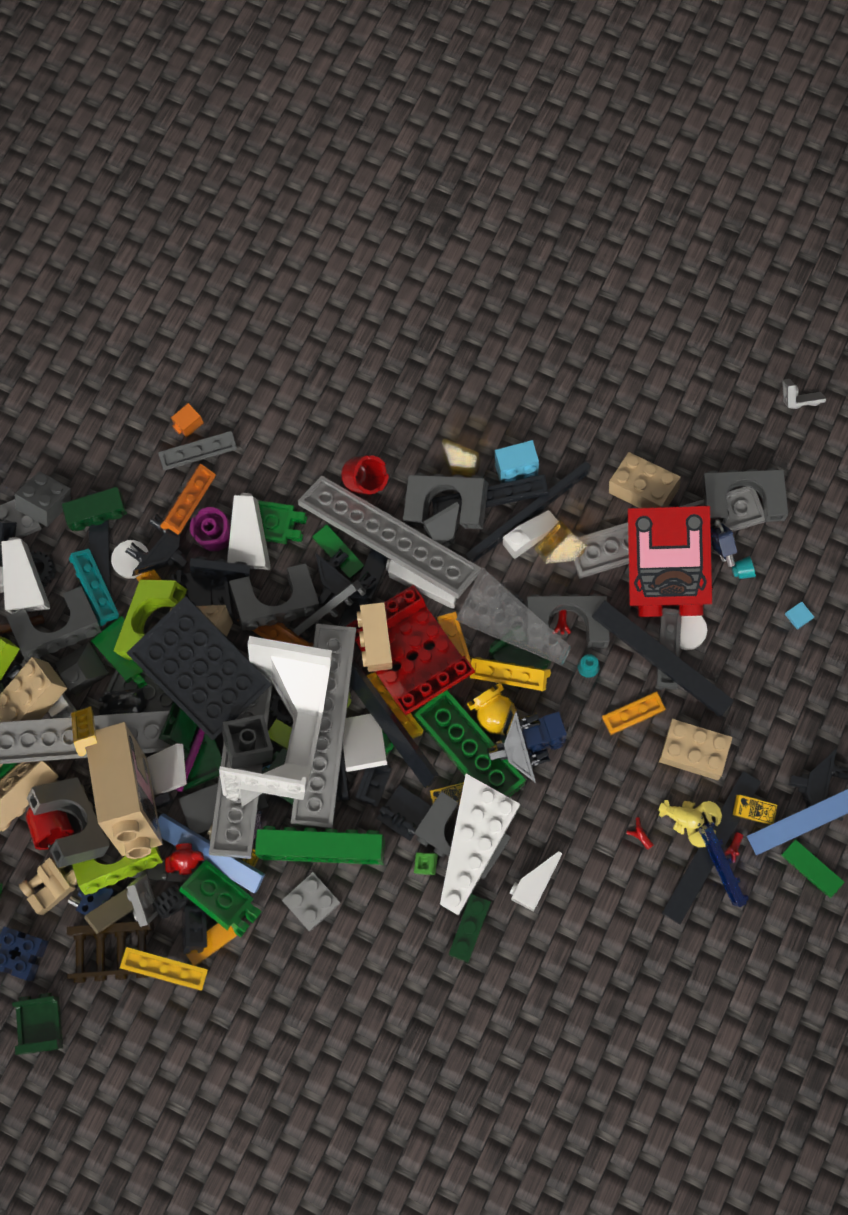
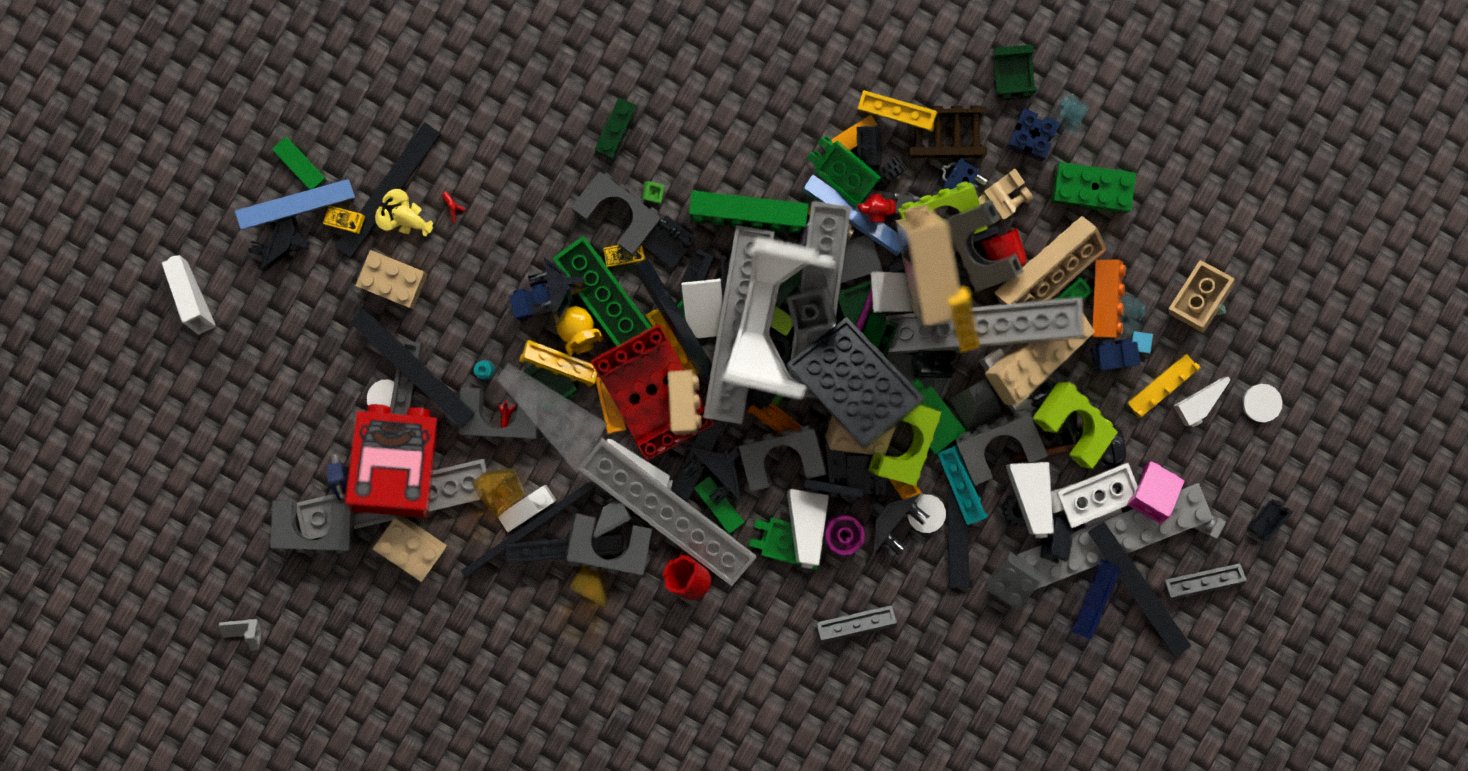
camera: 175 degrees right, 15 degrees up
(94, 509) = (961, 565): dark green brick -> none
(109, 912) = (941, 168): dark tan tile -> none
(142, 897) = (915, 172): light grey plate -> none
(186, 420) = (867, 657): orange brick -> none
(188, 499) = (865, 568): orange hinge -> none
(311, 901) = (760, 165): light grey plate -> none
(329, 607) = (728, 441): dark grey hinge -> none
(478, 831) = (599, 214): white wing -> none
(516, 462) = (534, 580): medium azure brick -> none
(534, 883) = (553, 166): white slope -> none
(633, 713) = (446, 321): light orange tile -> none
(722, 865) = (380, 170): clear blue hinge -> none
(733, 848) = (368, 185): red bar -> none
(744, 568) = (323, 454): teal hat -> none
(799, 615) = (277, 404): medium azure tile -> none

